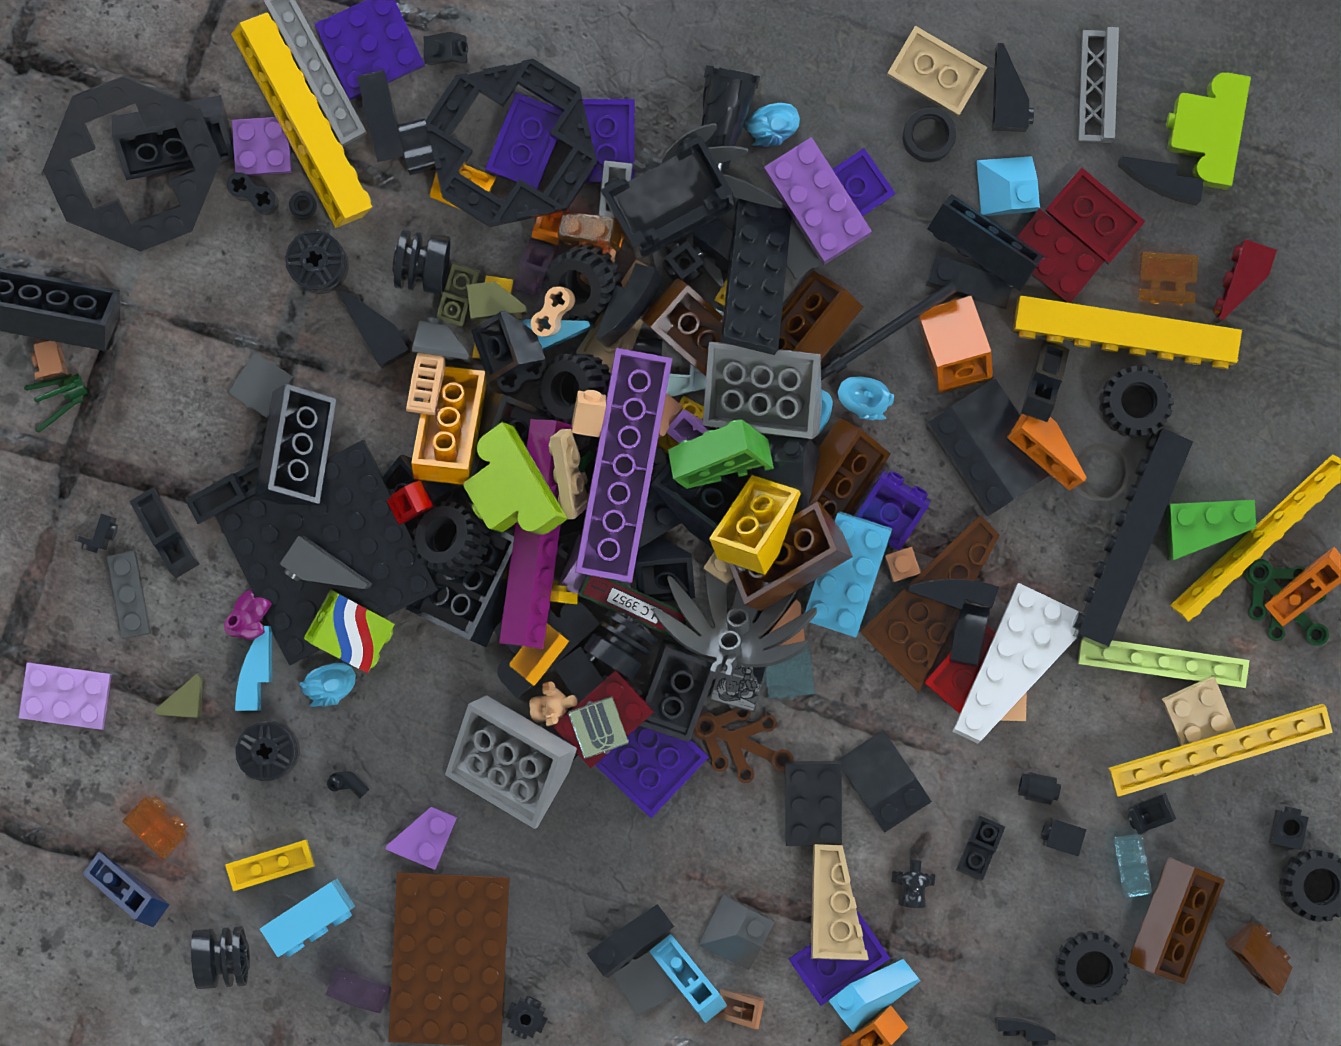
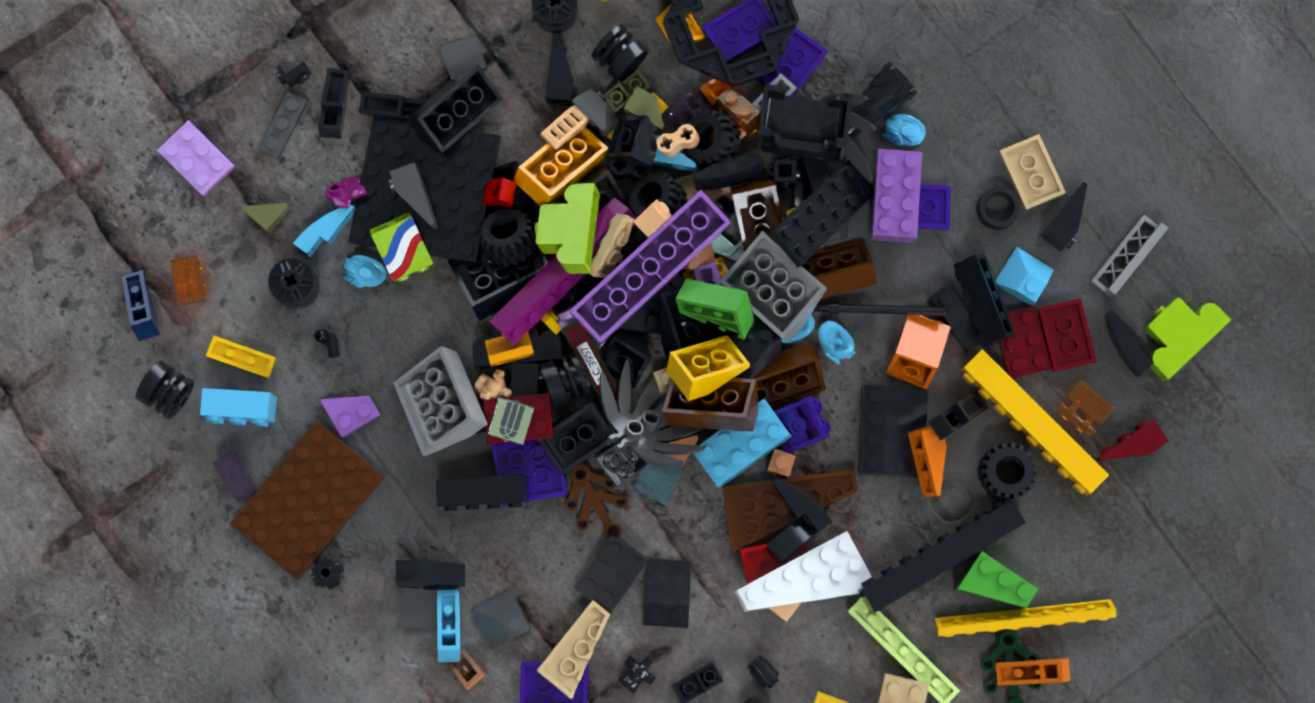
camera: 30 degrees right, 5 degrees down
(621, 818) = (482, 491): none -> black brick

